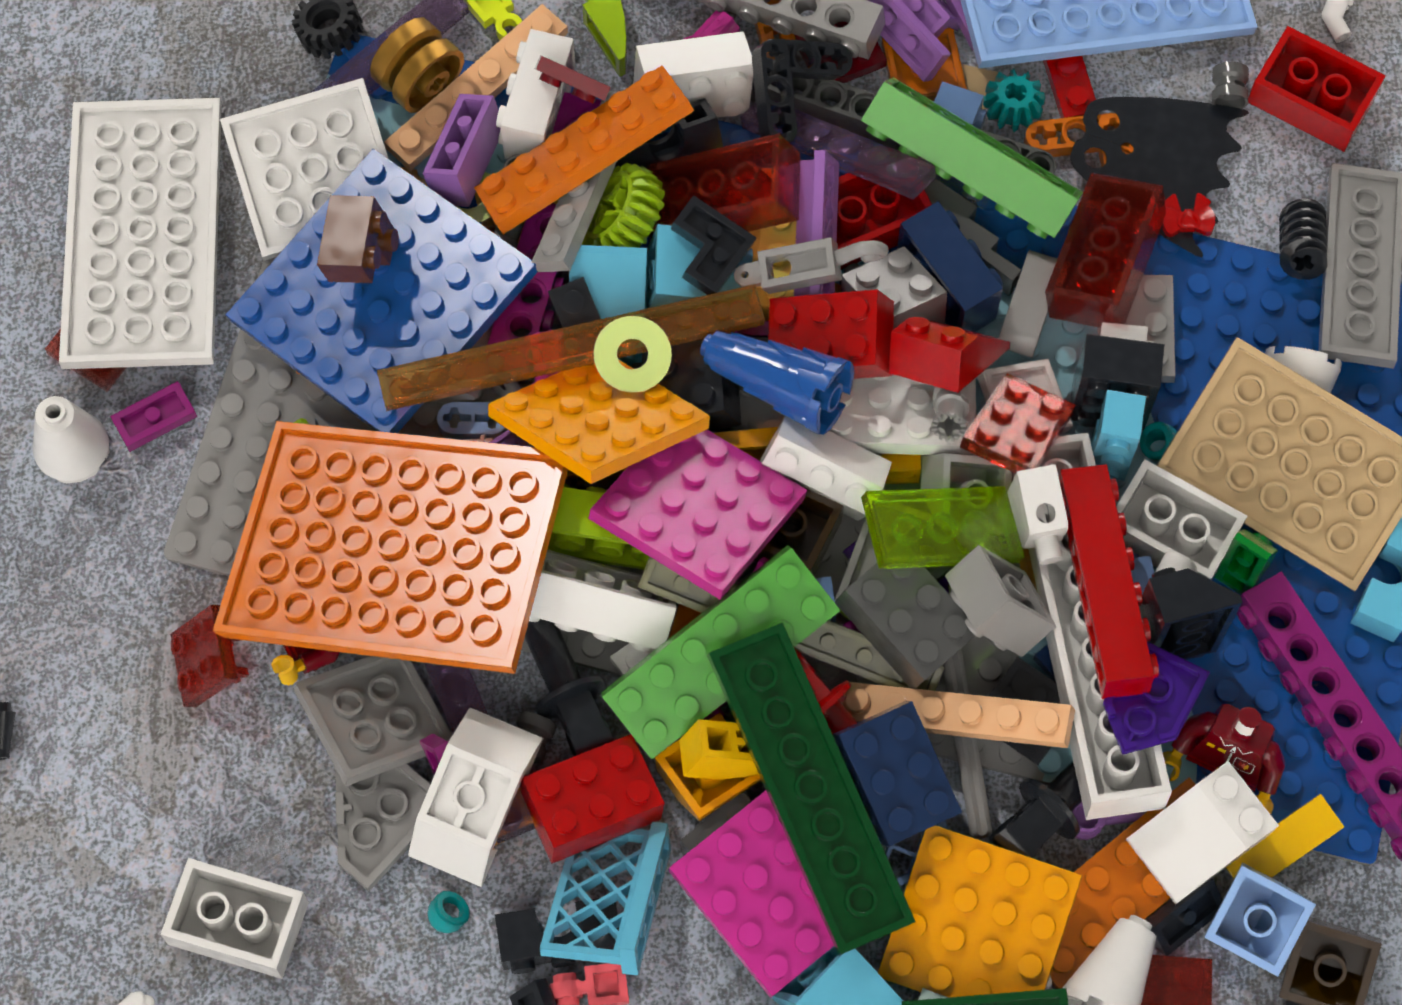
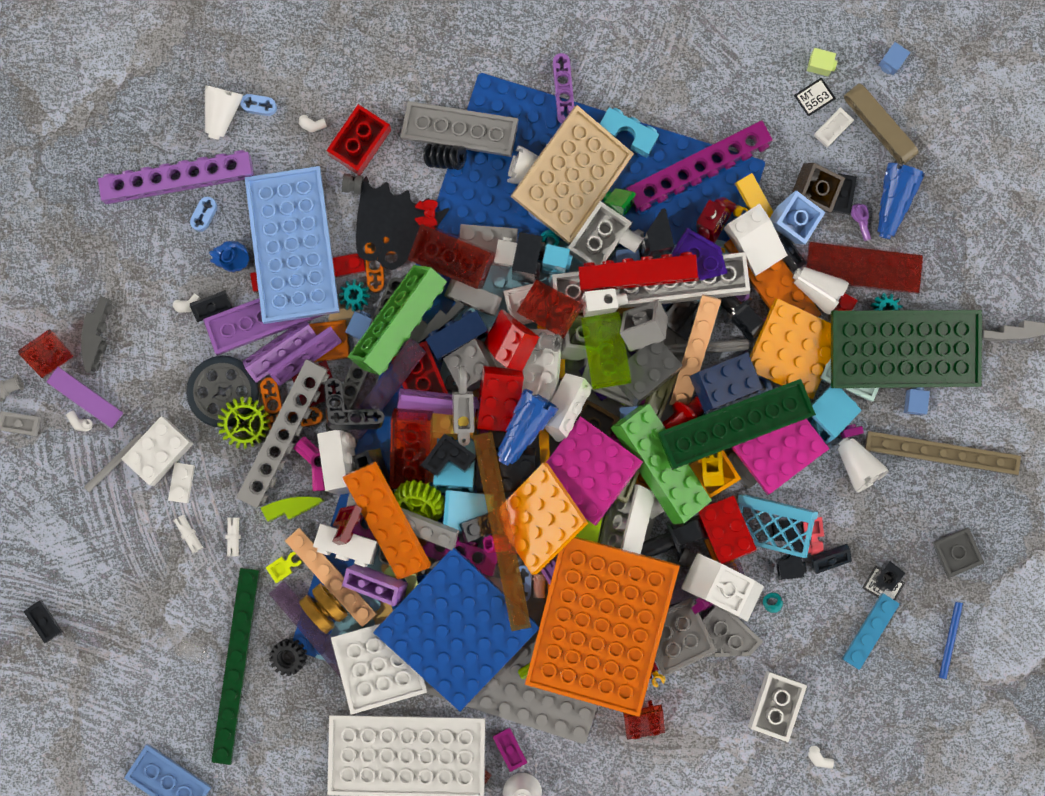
camera: 85 degrees left, 15 degrees up
(355, 239) = (440, 642): brick -> none
(632, 379) = (495, 500): yellowish green piece -> none

